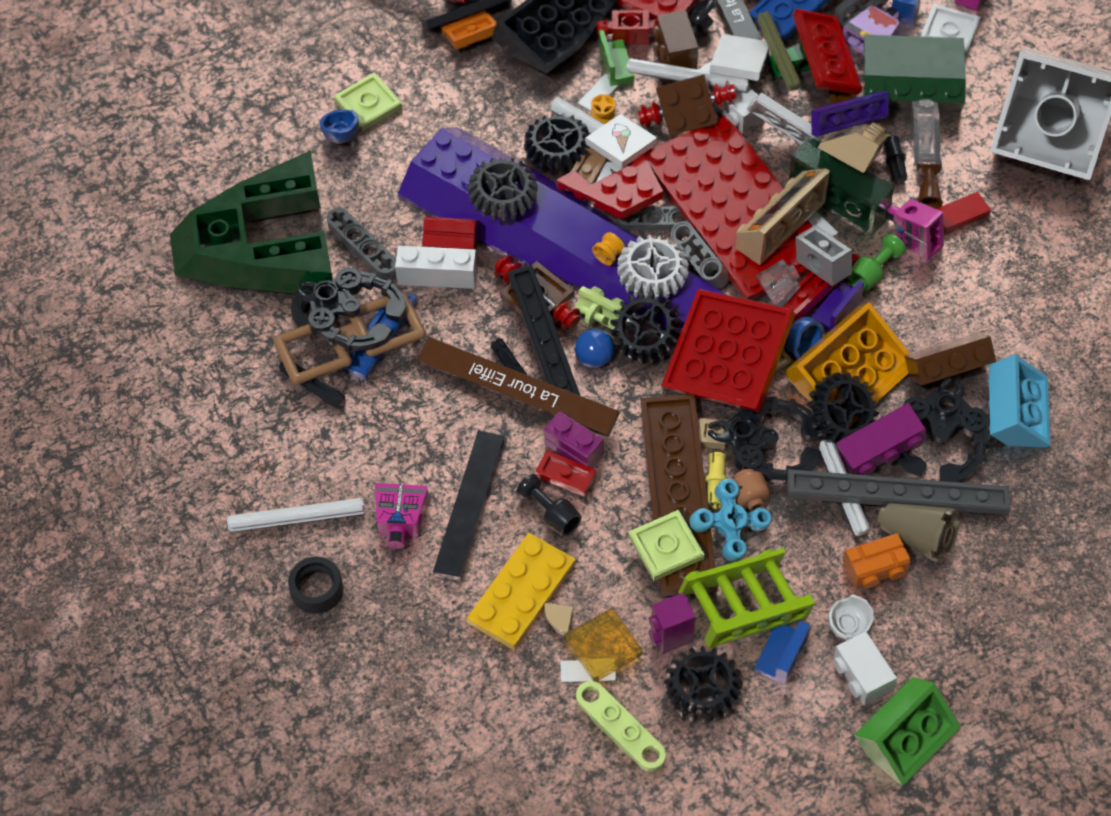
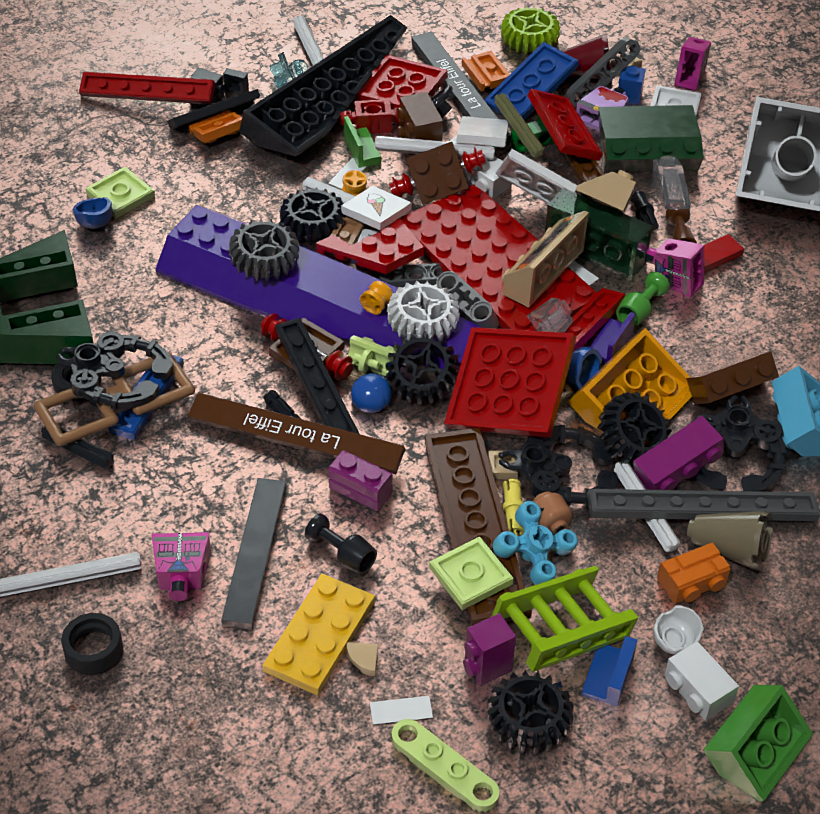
camera: 10 degrees left, 10 degrees down
(360, 245) = (126, 312): dark grey beam -> none
(436, 267) = (201, 329): white brick -> none
(450, 233) = (212, 298): red brick -> none
(566, 473) = (355, 512): red plate -> none
(603, 644) = (415, 681): clear yellow tile -> none
(824, 255) = (593, 290): light grey brick -> none
(849, 113) = (590, 167): dark purple tile -> none

